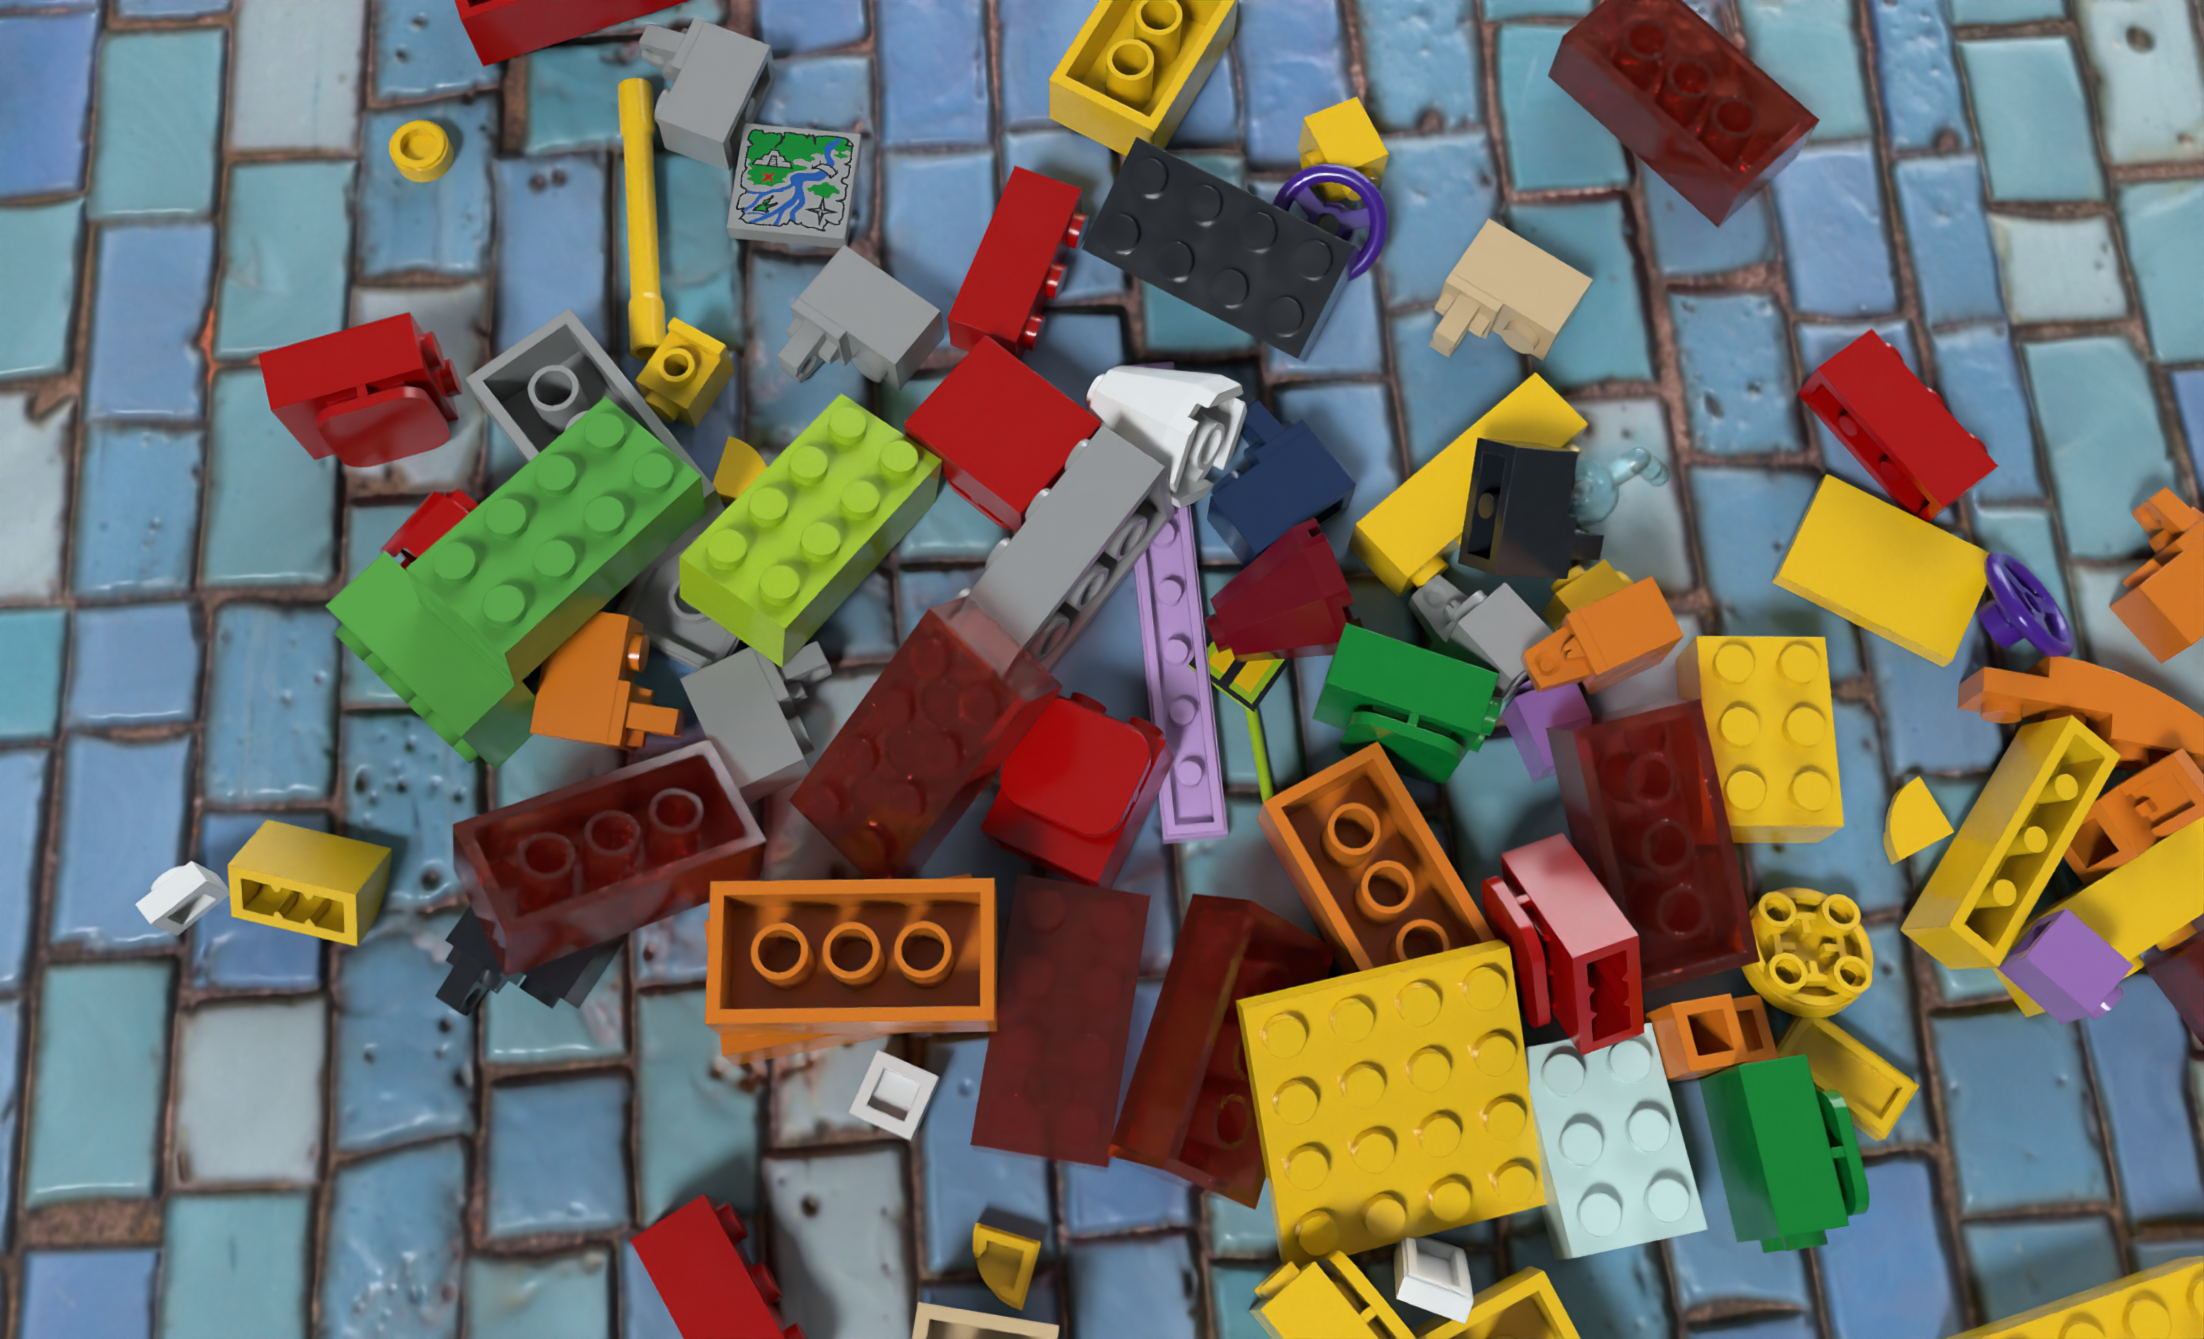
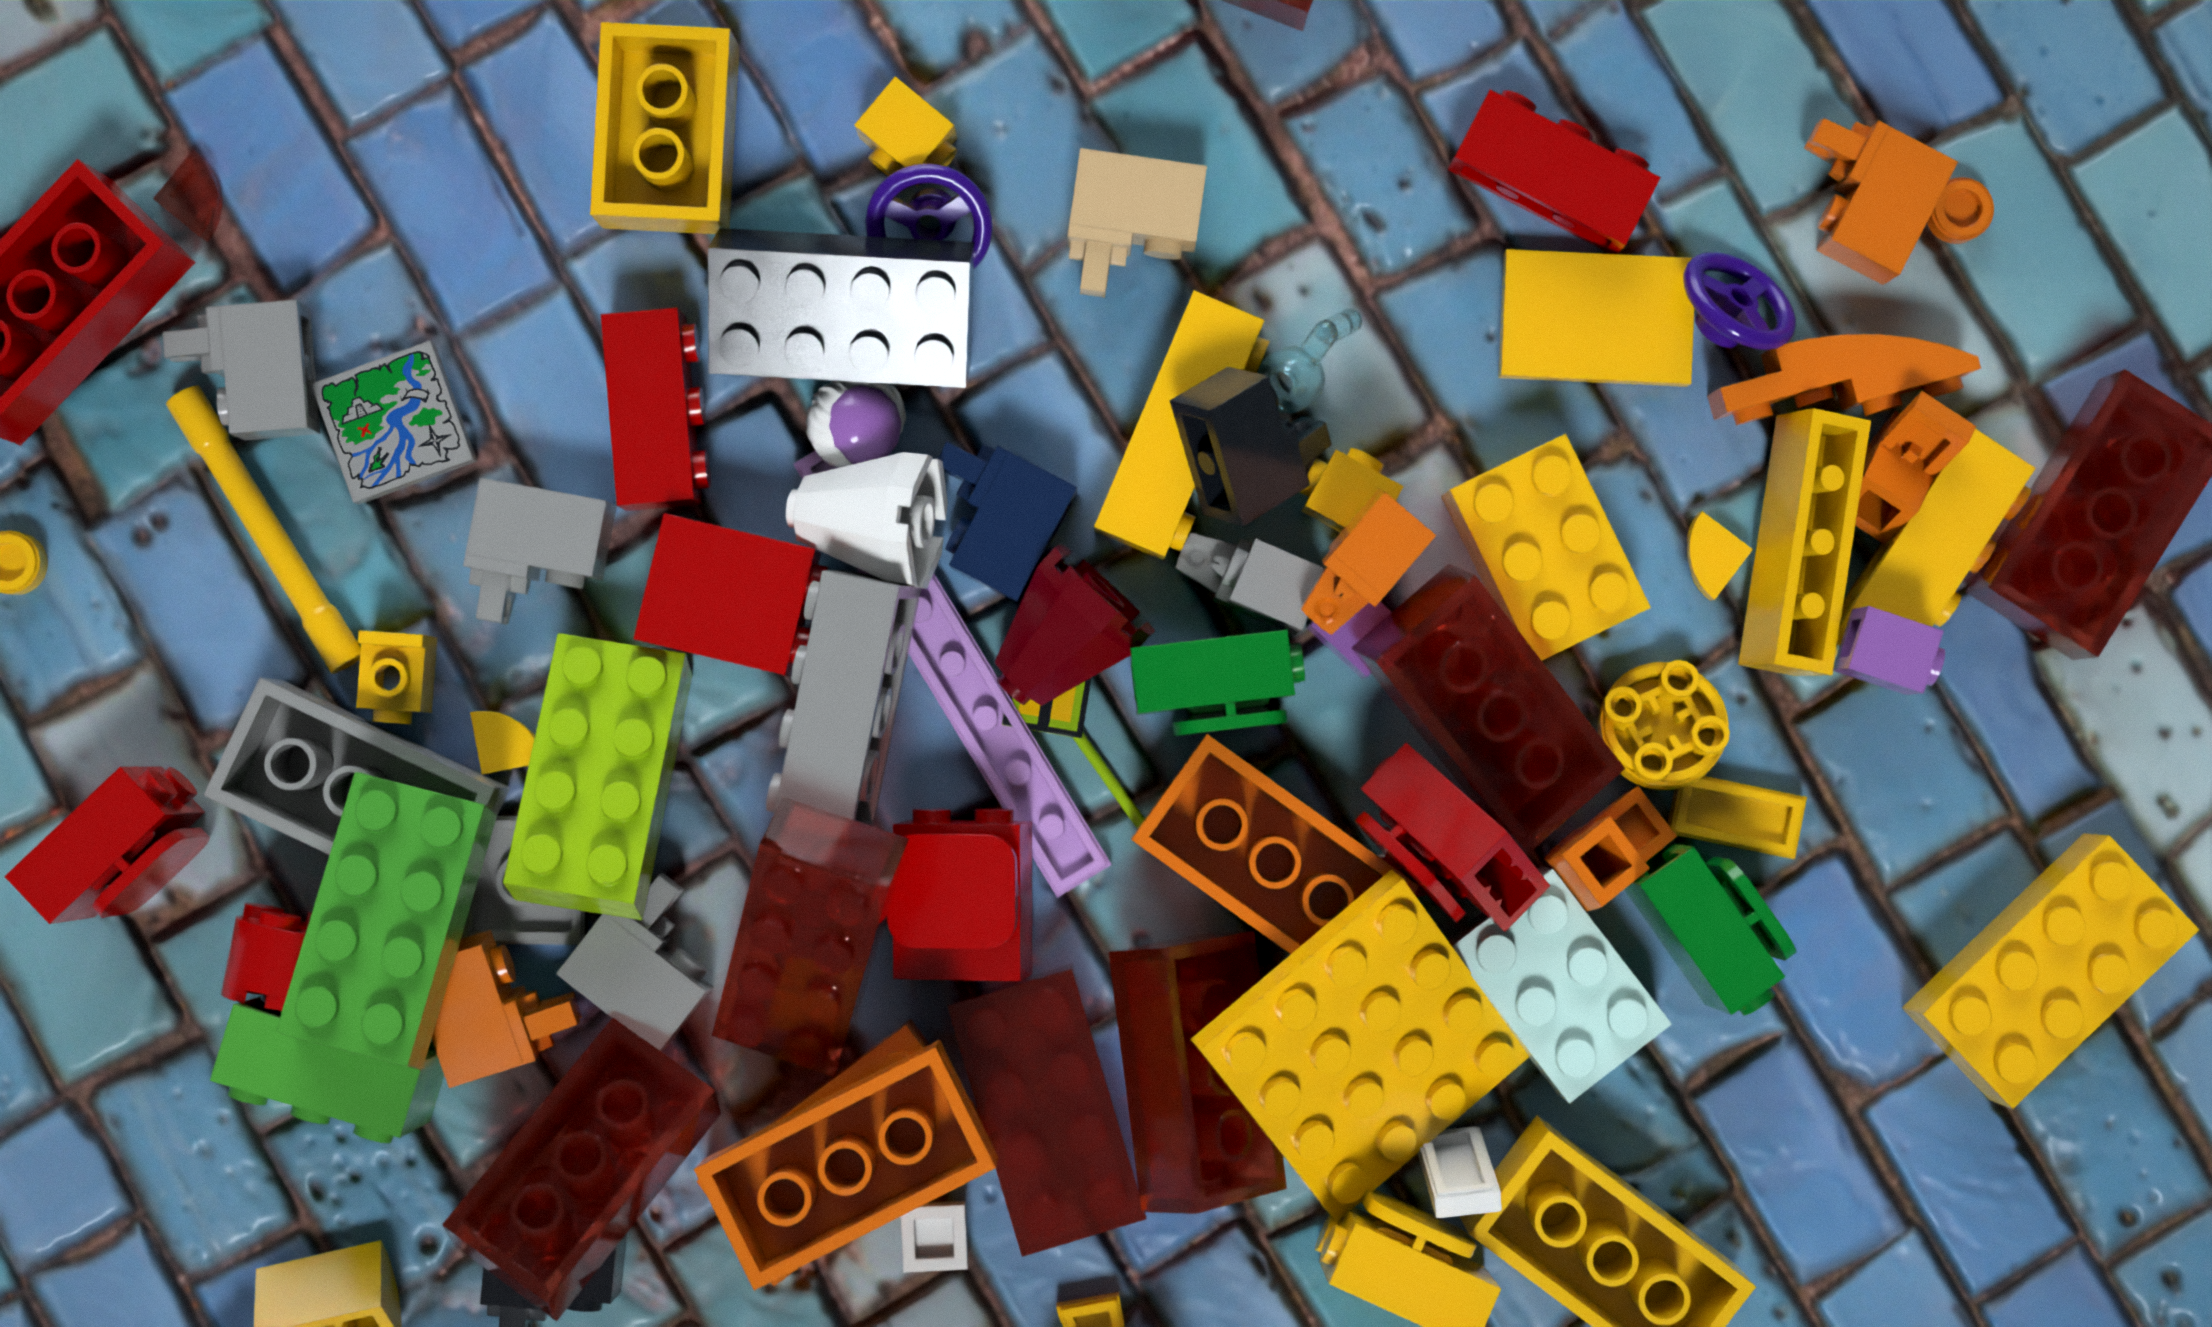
camera: 25 degrees left, 15 degrees up
(1187, 343) = (855, 421): none -> medium lavender hair

